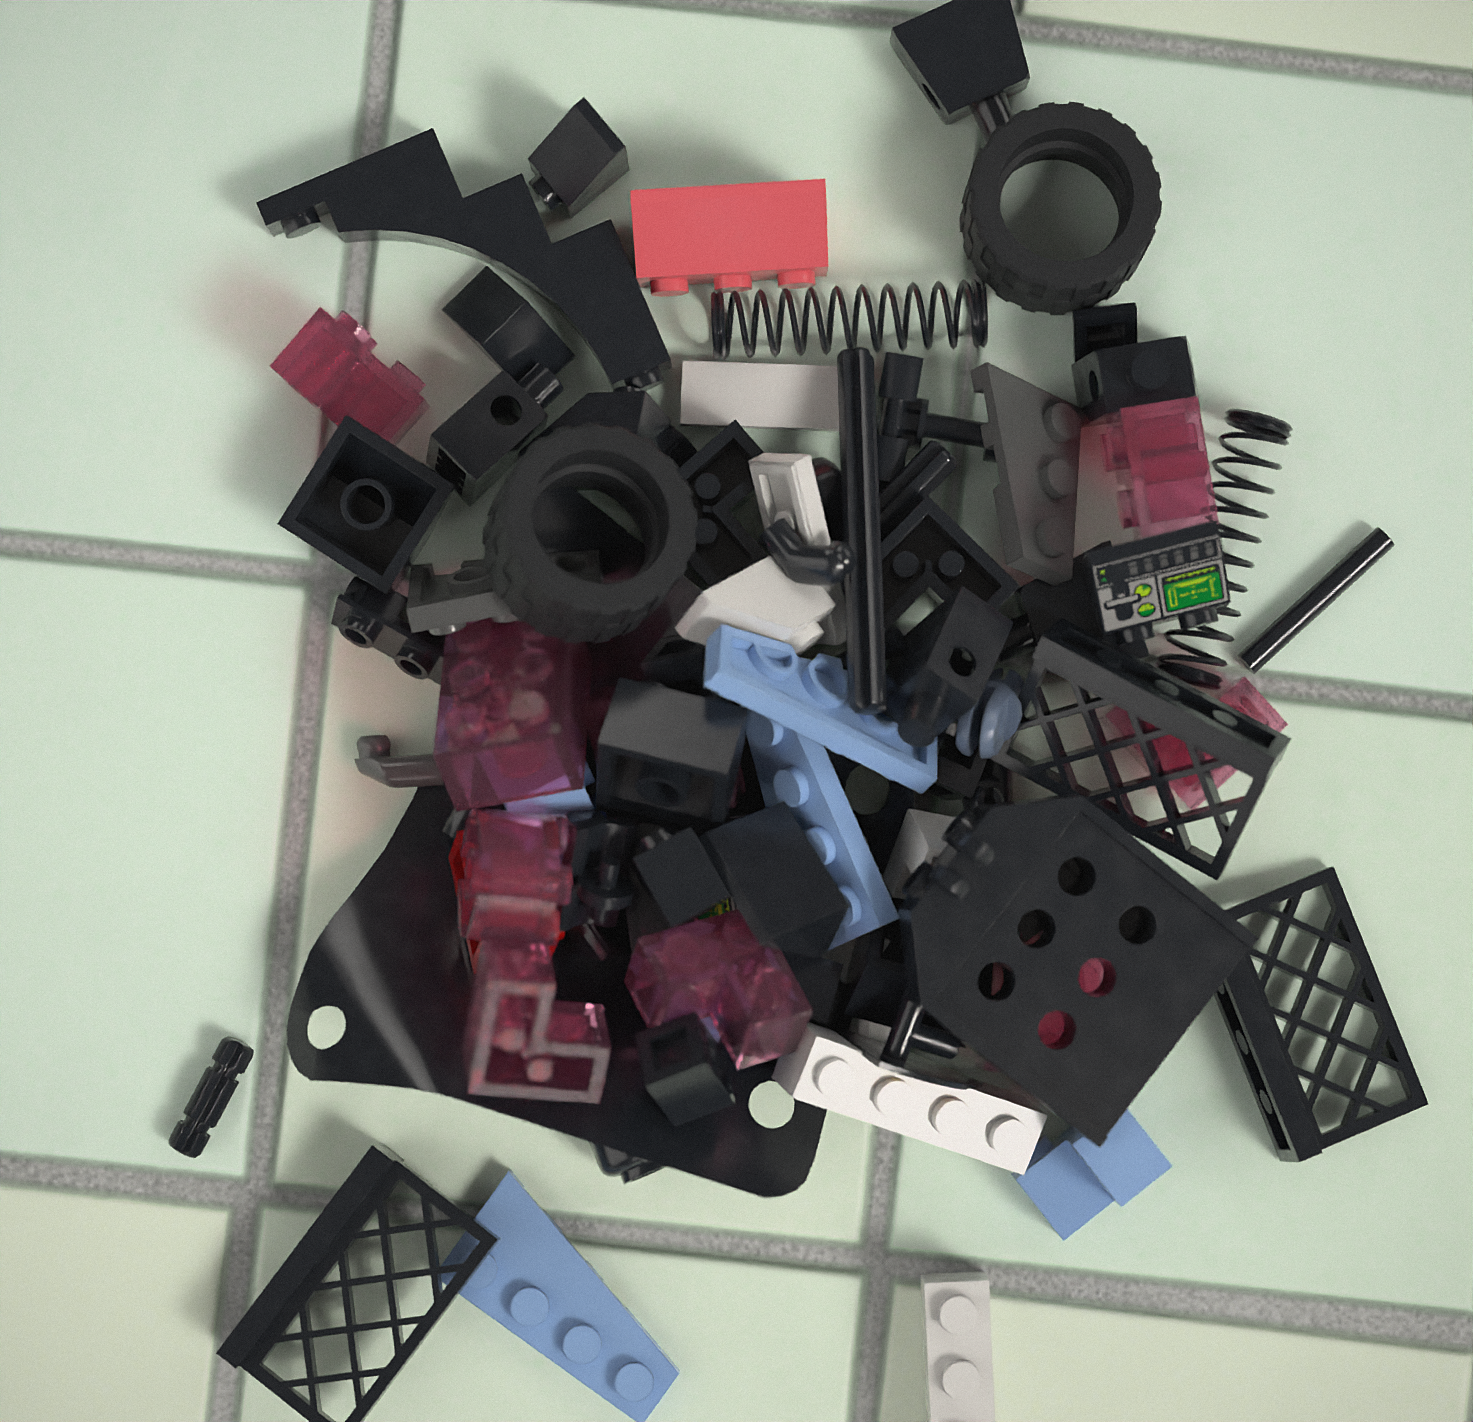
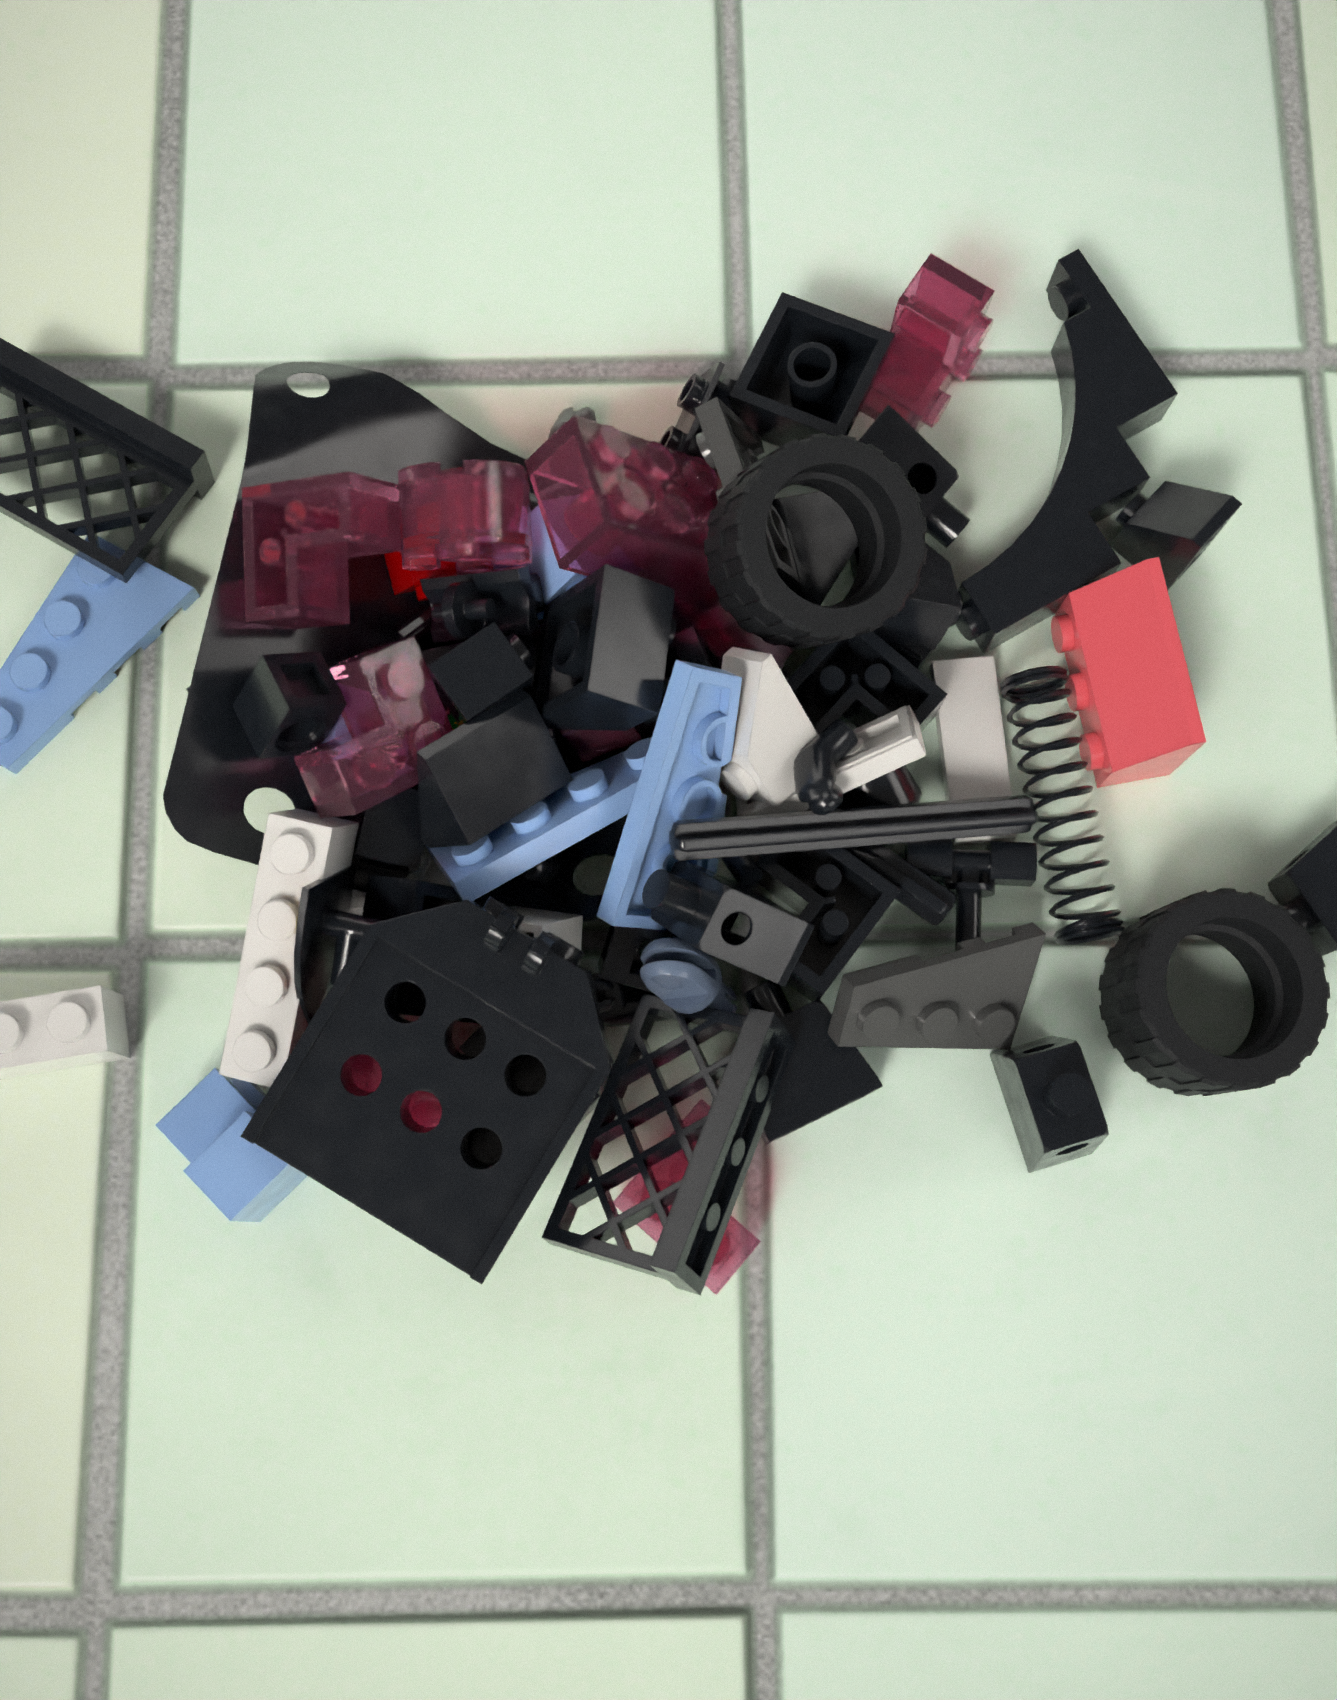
camera: 80 degrees right, 10 degrees down
(211, 1097) = (245, 321): black axle -> none
(506, 327) = (995, 496): black slope -> none
(1103, 327) = (1101, 1057): black slope -> none
(1157, 582) = (848, 1129): slope -> none
(1163, 464) = (966, 1129): clear pink brick -> none
(1256, 427) = (1023, 1220): black piece -> none
(1265, 1050) = (373, 1321): black fence -> none
(1315, 600) = (851, 1319): black bar -> none

